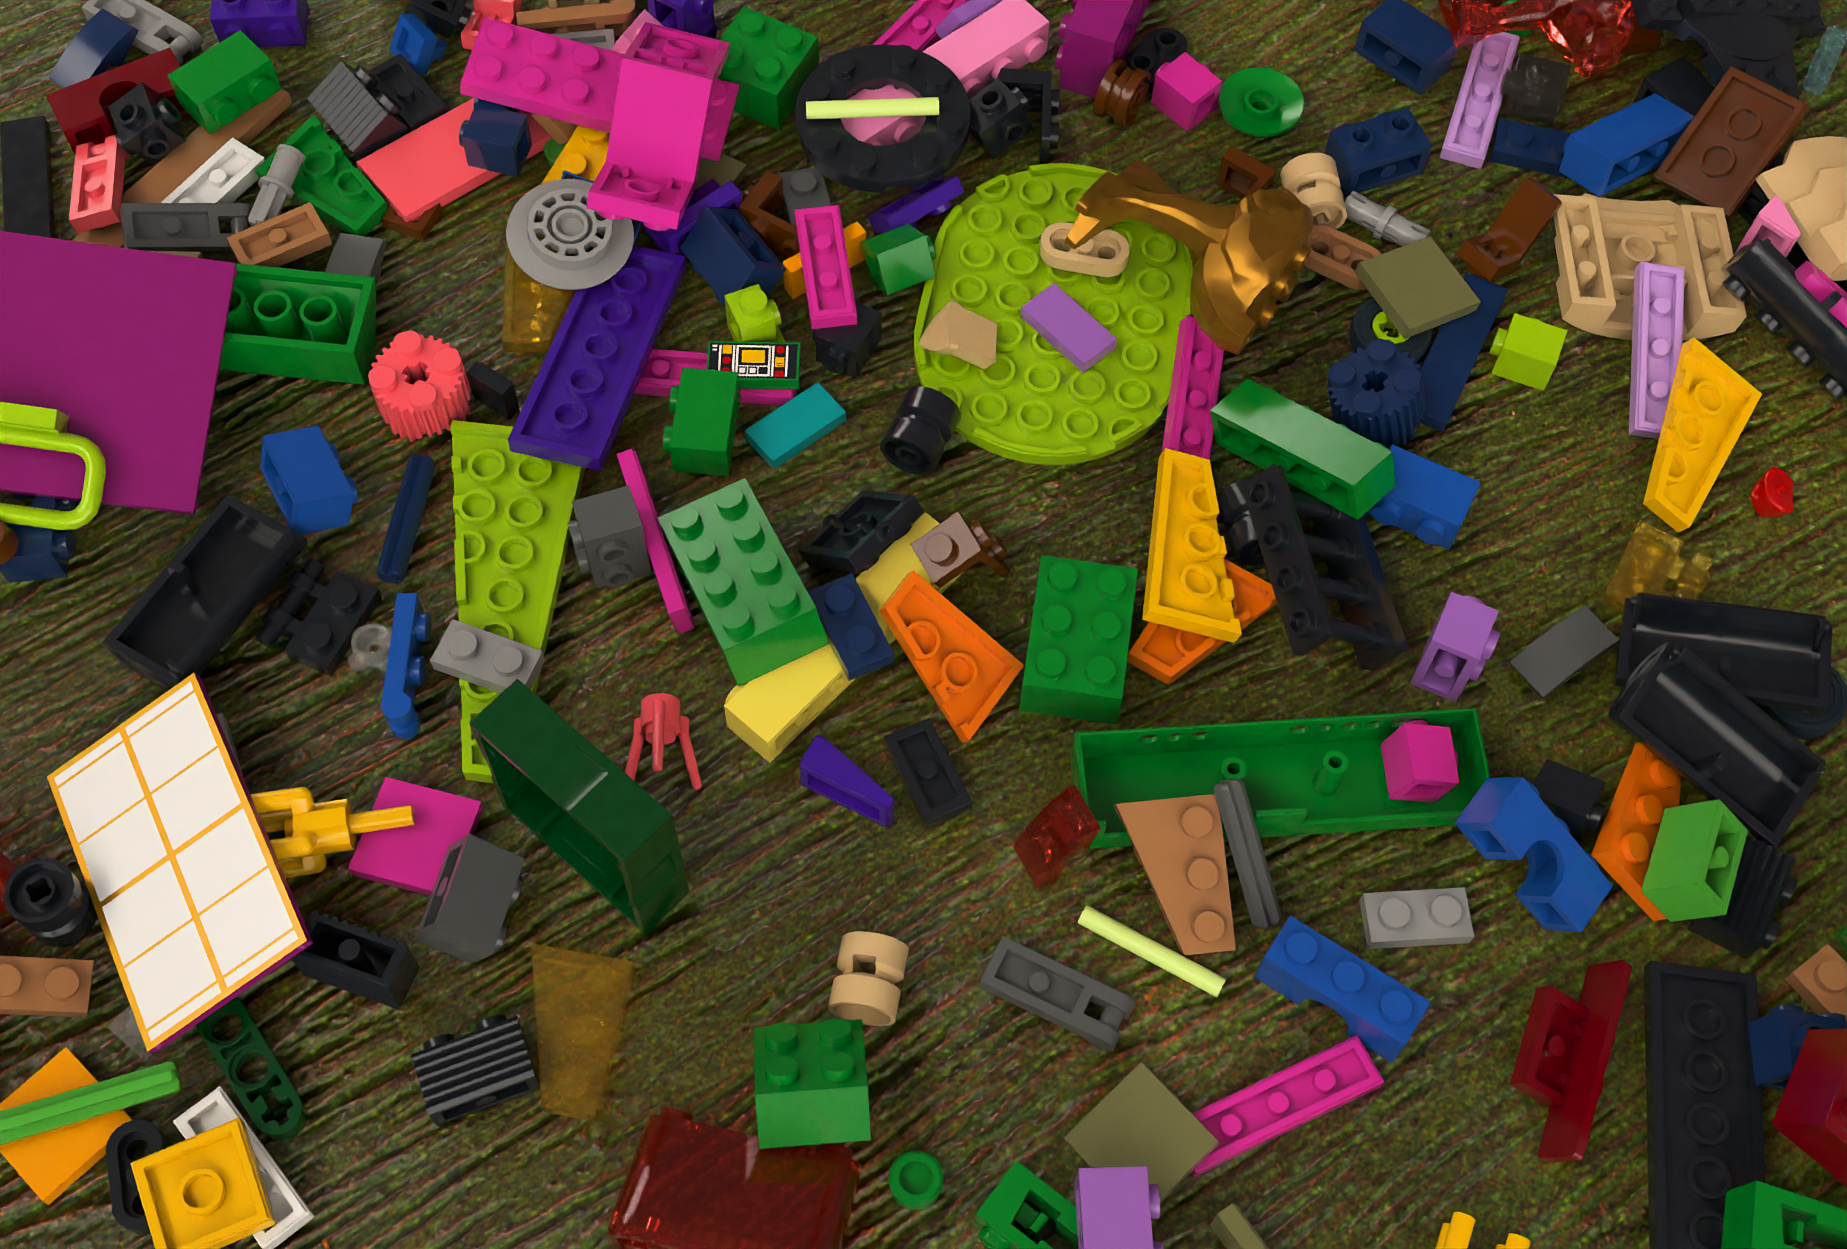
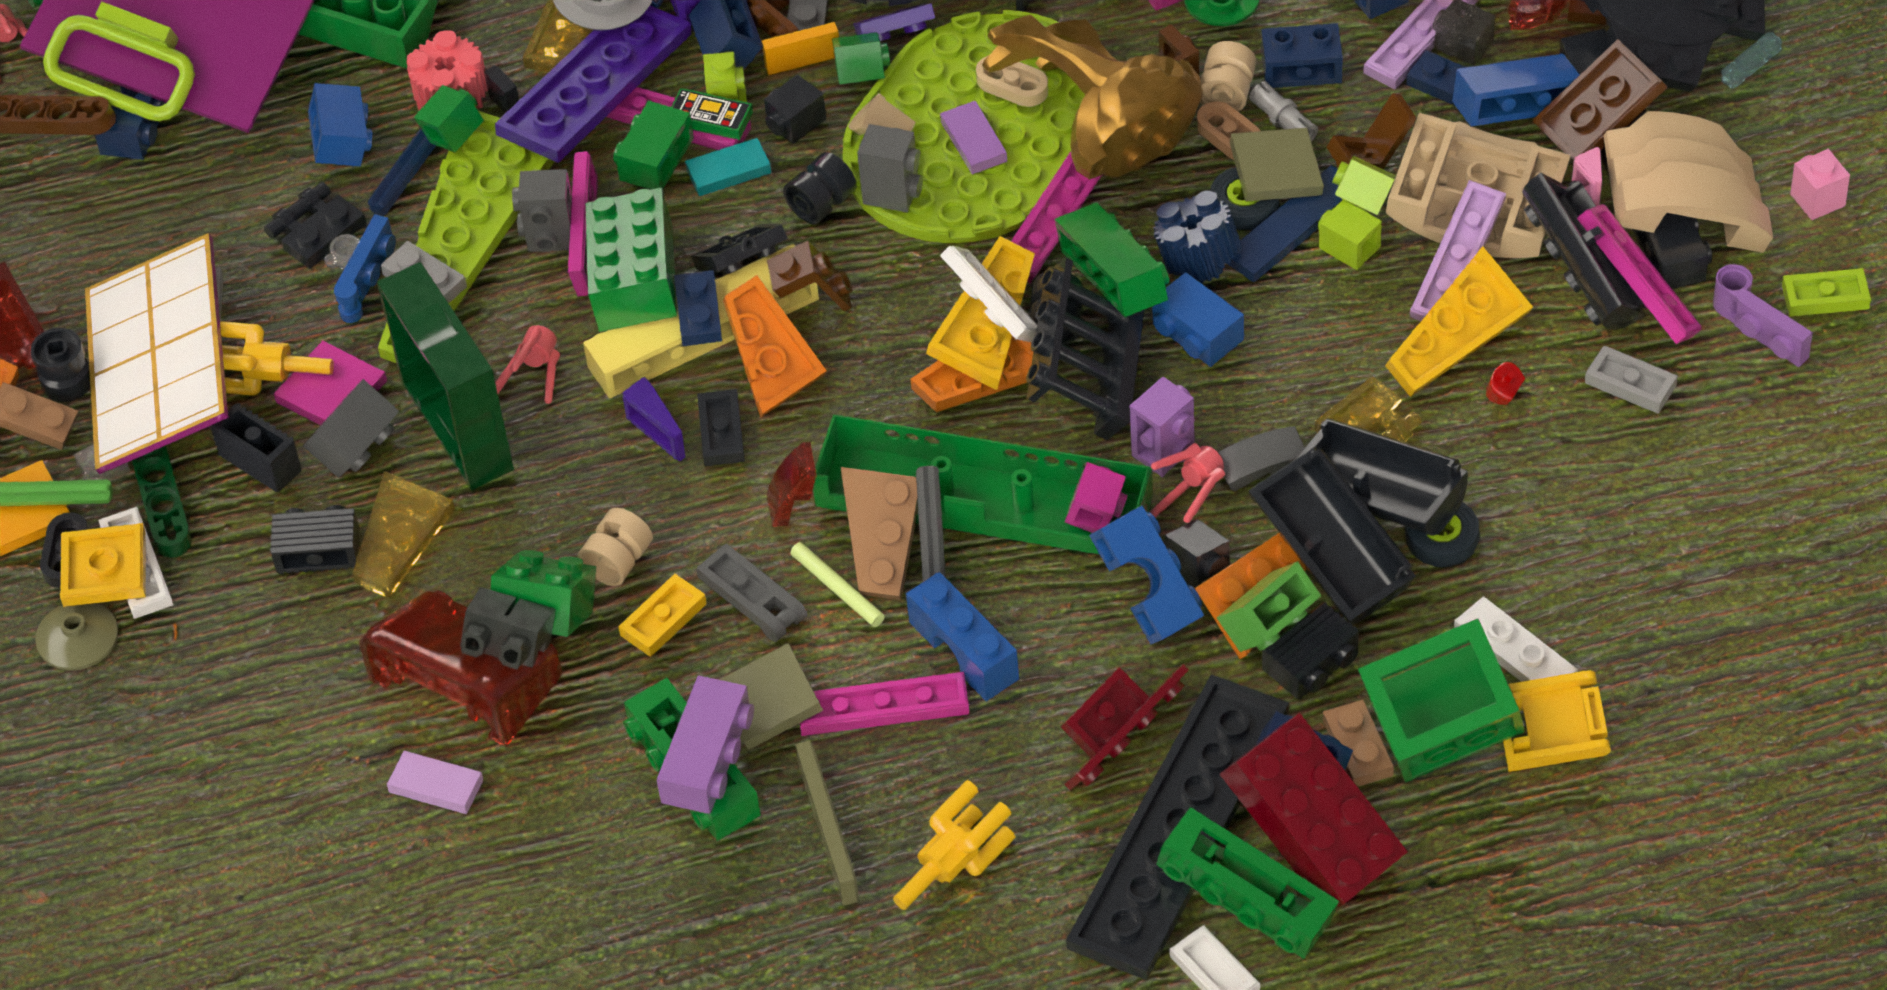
camera: 25 degrees right, 10 degrees down
(204, 594) = (237, 185): black container -> none
(447, 443) = (449, 118): none -> green brick
(798, 1175) = (506, 630): none -> pearl dark grey hips
(825, 267) = (792, 49): dark pink tile -> none
(915, 1180) = (597, 685): green tile -> none
(961, 1057) = (662, 615): none -> yellow plate
(1006, 391) = (889, 168): none -> dark grey brick
(1079, 640) = (874, 359): green brick -> none
(1213, 541) = (981, 284): none -> white plate
(1416, 918) = (1050, 610): light grey plate -> none
(1508, 690) = (1201, 467): none -> coral plant
(1529, 291) = (1363, 184): none -> lime brick

